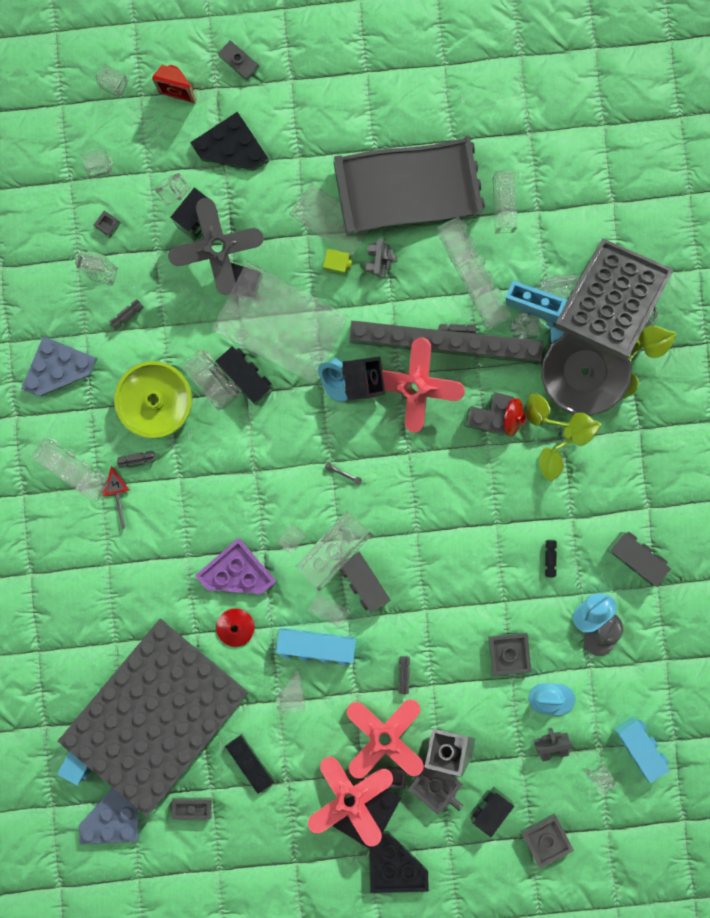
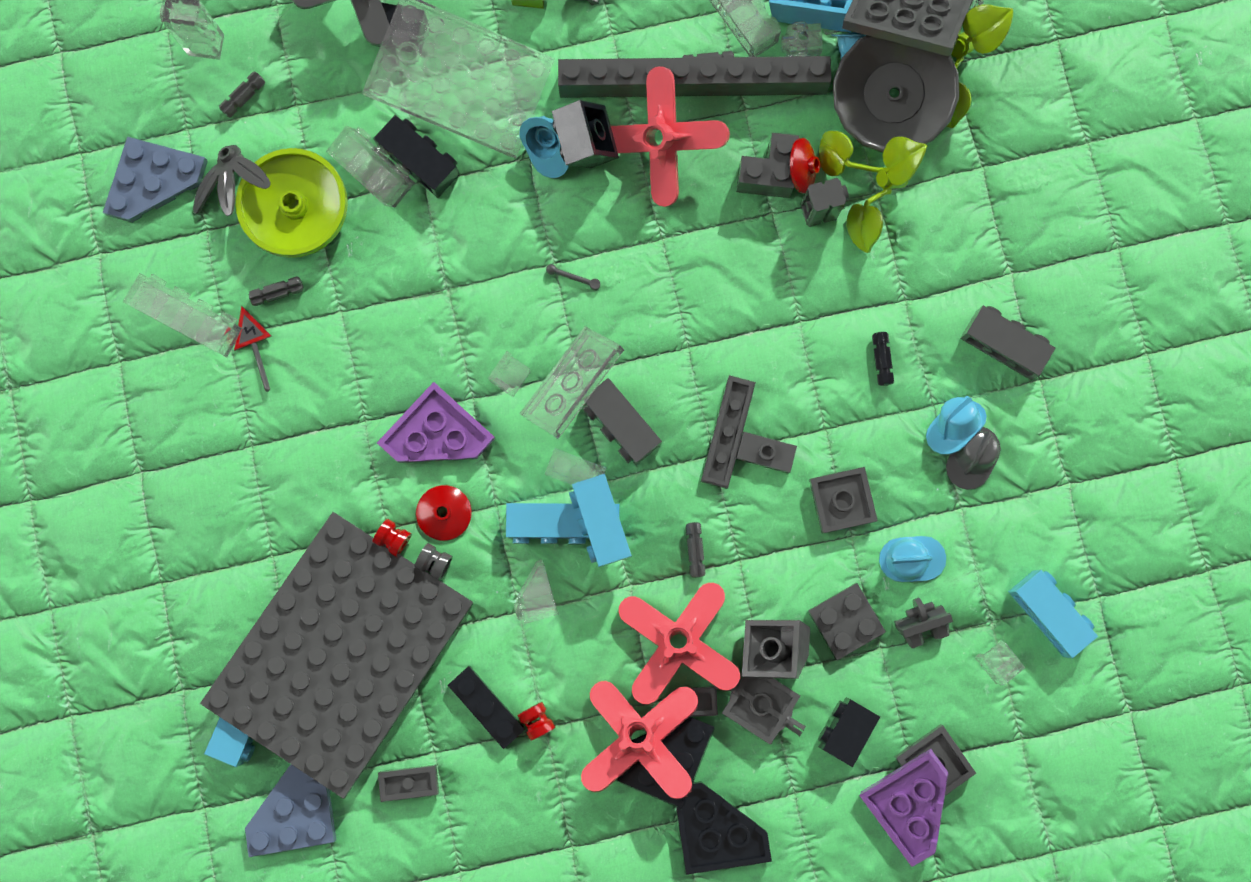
camera: 10 degrees left, 5 degrees down
(112, 365) = (228, 162): none -> dark grey plant
(198, 642) = (391, 537): none -> red wheel
(224, 661) = (433, 561): none -> dark grey wheel
(282, 778) = (538, 727): none -> red wheel
(341, 652) = (600, 521): none -> medium azure brick
(437, 596) = (728, 432): none -> dark grey tile
(461, 613) = (766, 452): none -> dark grey plate
(500, 736) = (846, 621): none -> dark grey plate
(525, 445) = (824, 201): none -> dark grey brick
(526, 866) = (911, 805): none -> medium lavender plate

